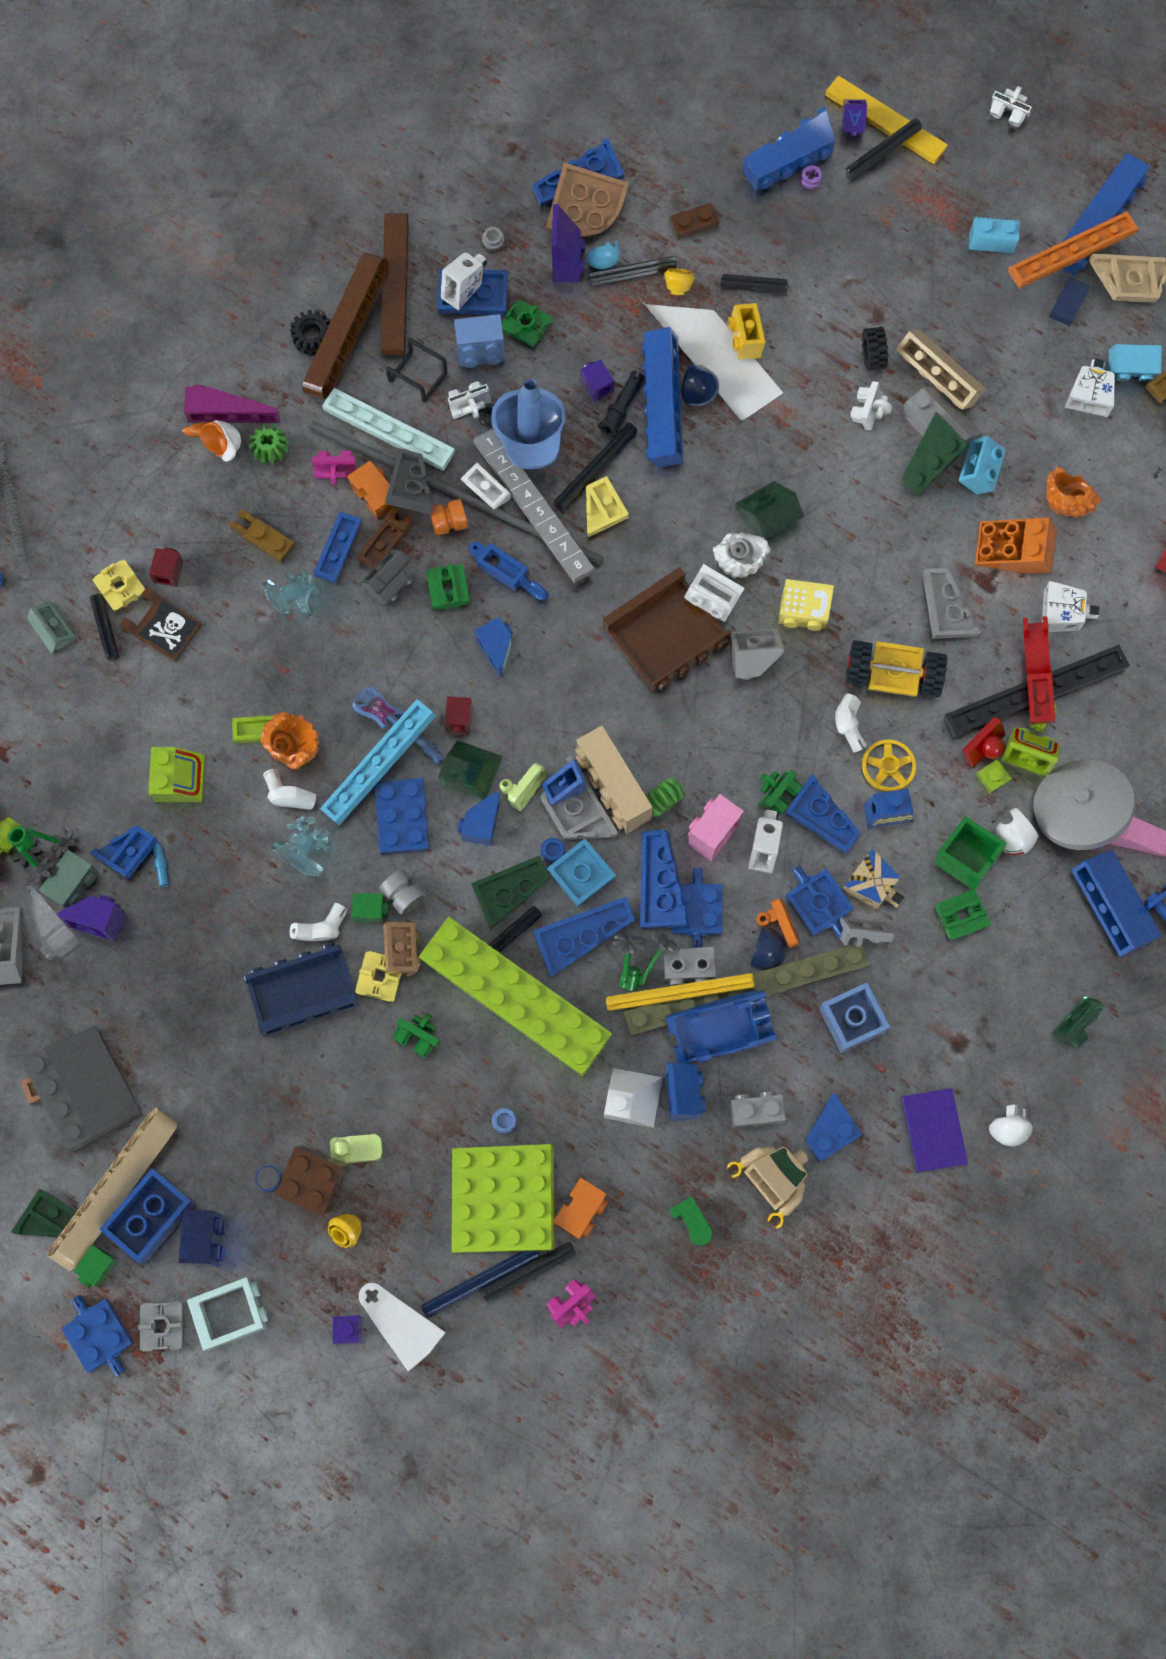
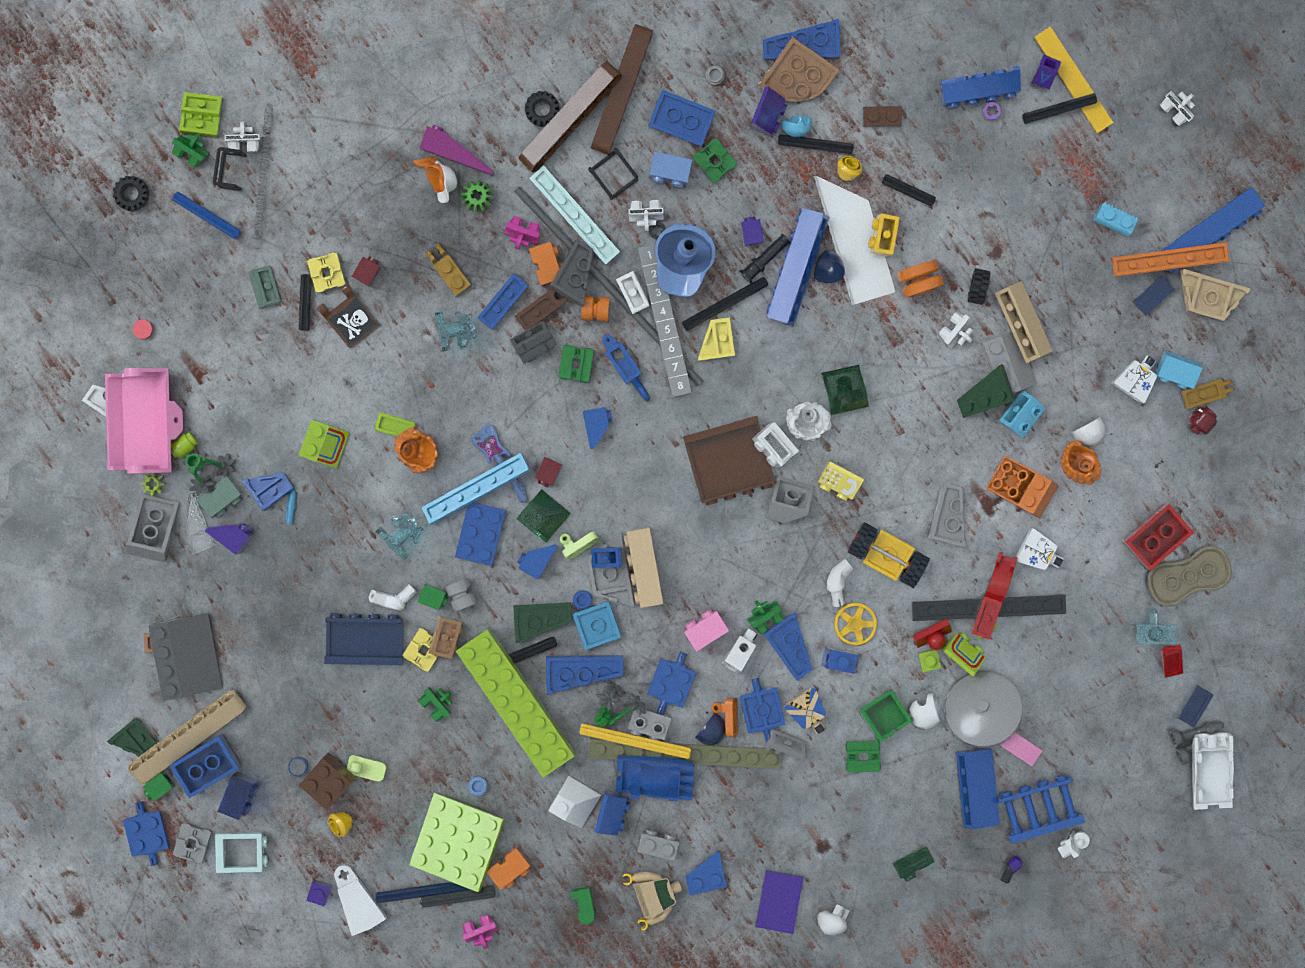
camera: 20 degrees right, 15 degrees up
(287, 795) = (400, 490): white arm -> none
(462, 279) = (670, 115): white torso -> none
(660, 884) = (650, 658): blue wing -> none
(665, 796) = (677, 592): bright green gear -> none
(806, 360) = (921, 281): none -> orange wheel
(854, 1018) = (752, 805): medium blue brick -> none
(1069, 458) = (1090, 434): none -> white helmet

